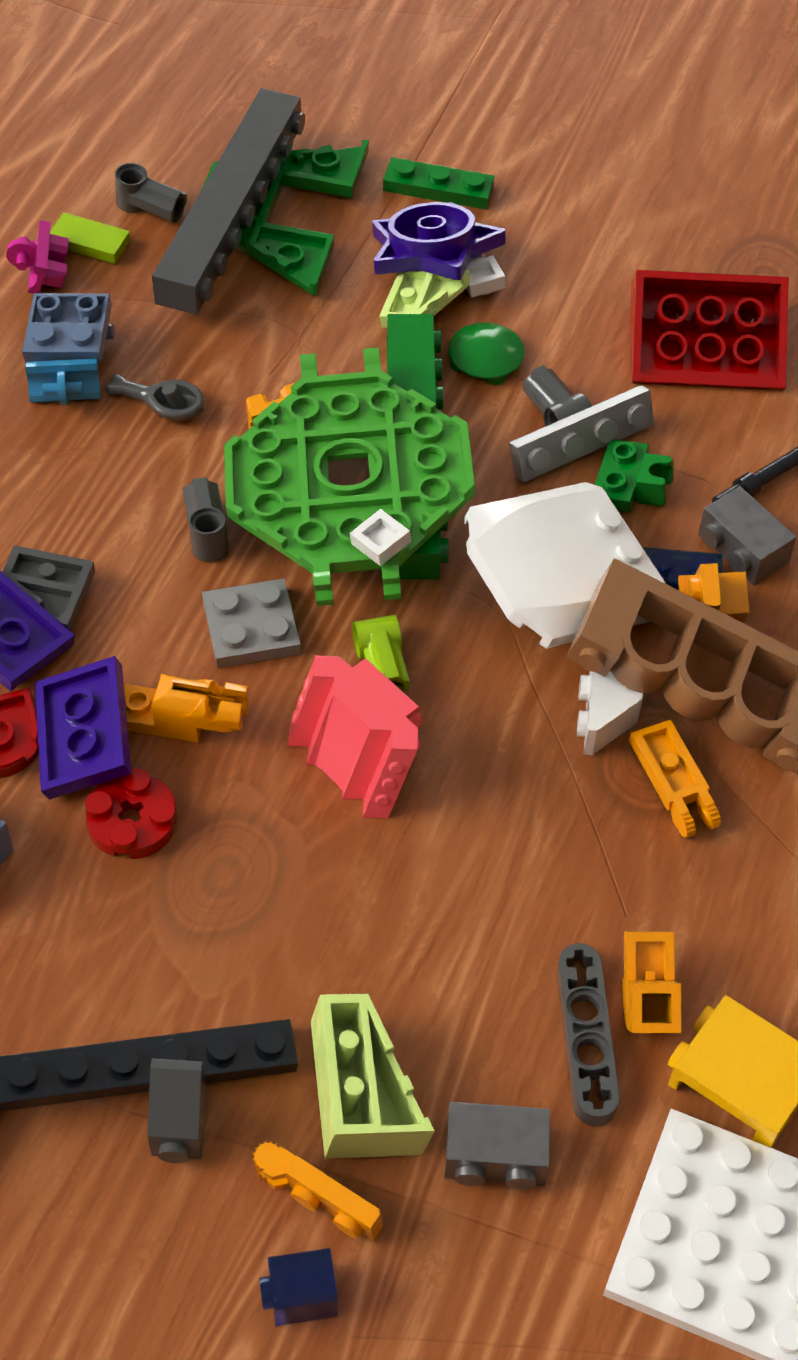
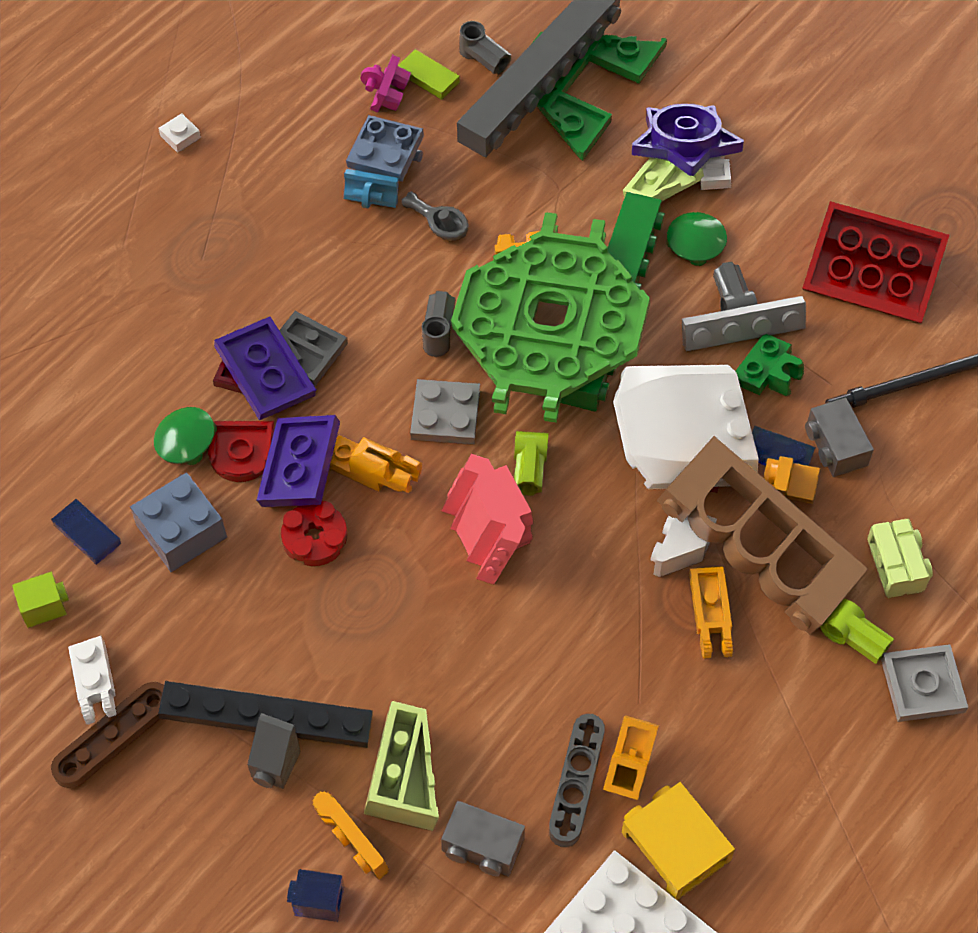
camera: 20 degrees right, 5 degrees up
(380, 537) = (550, 374): white plate -> none
(438, 183) = (711, 86): green plate -> none

